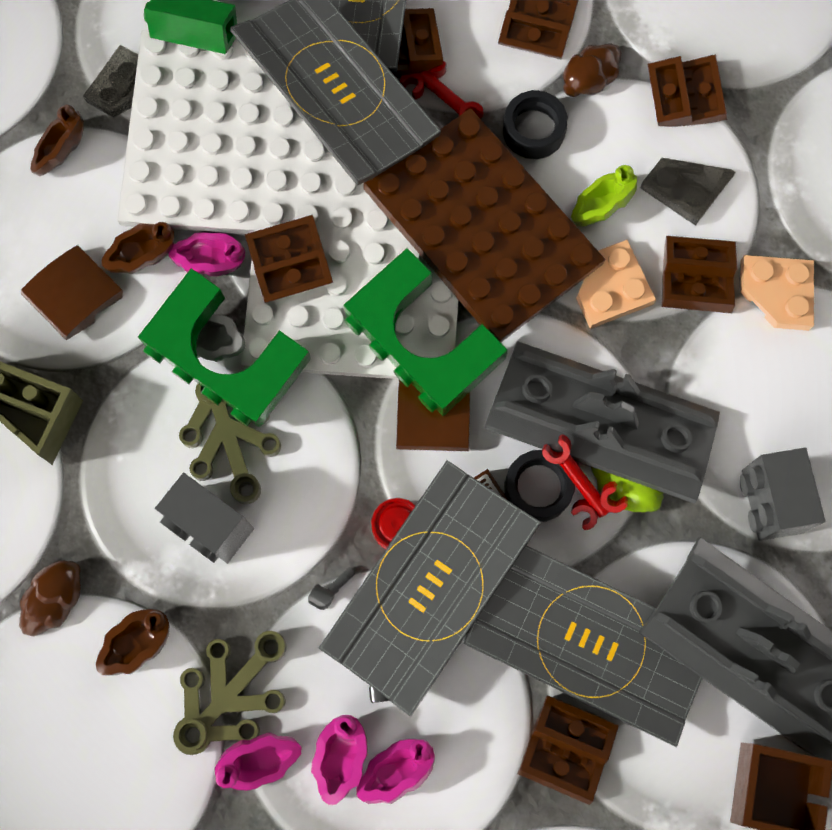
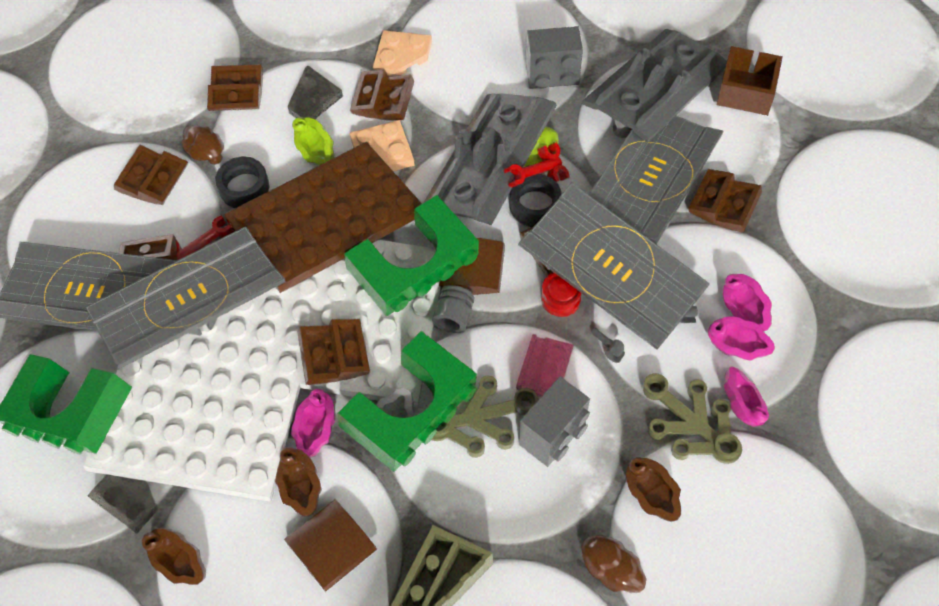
camera: 85 degrees left, 15 degrees down
(296, 511) = (544, 364): none -> clear pink plate
(362, 393) = (453, 309): none -> dark grey piece

